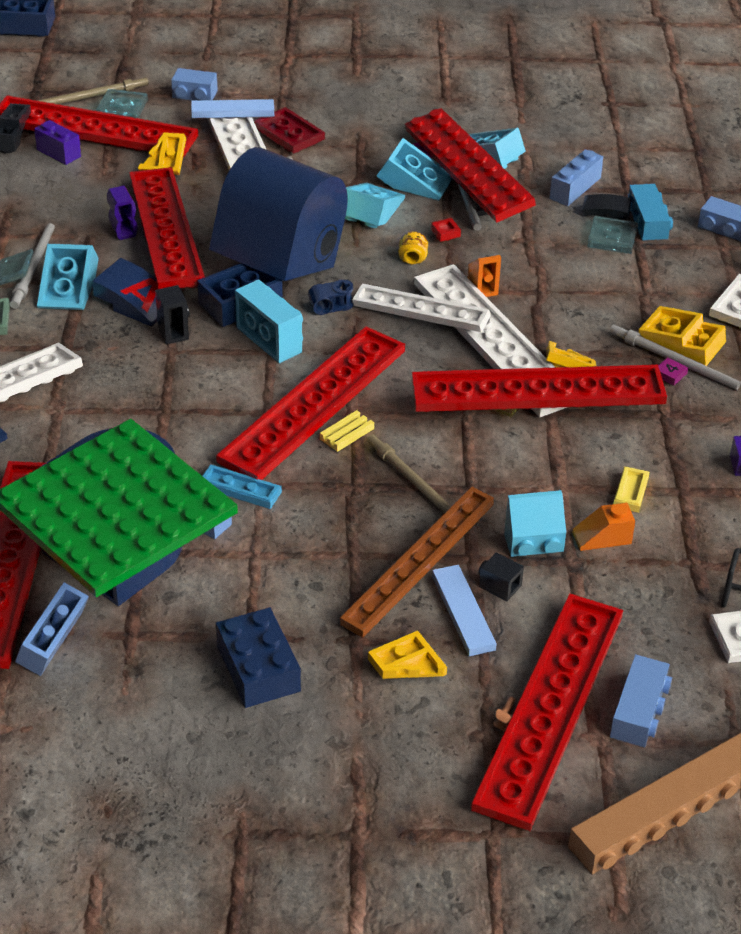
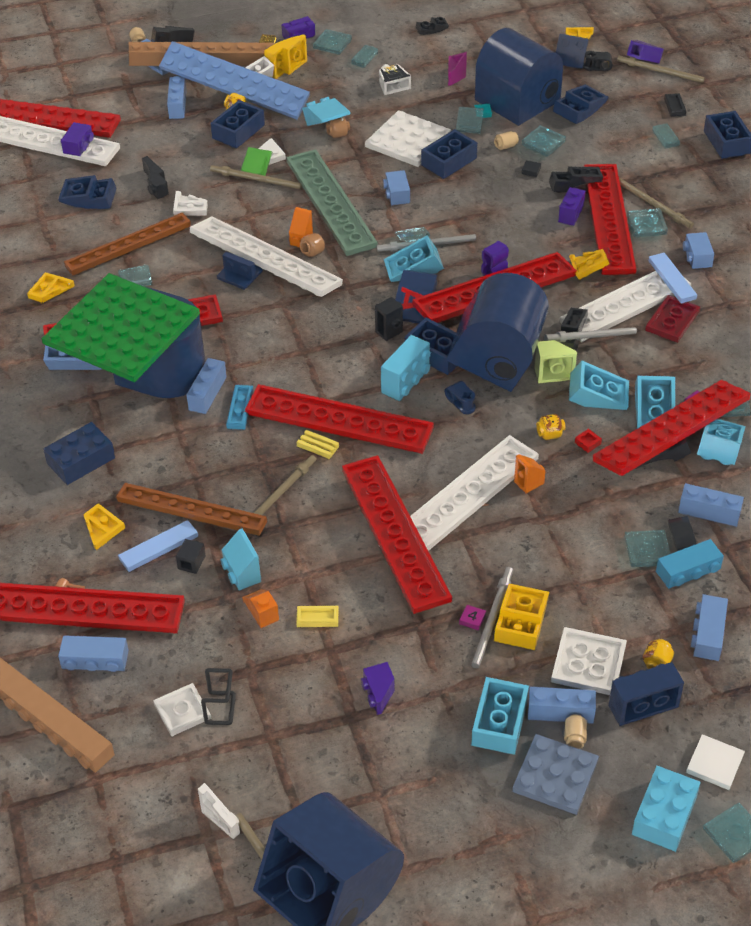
camera: 75 degrees right, 5 degrees up
(421, 307) = (467, 447): white plate -> none
(567, 358) = (452, 547): yellow wing -> none

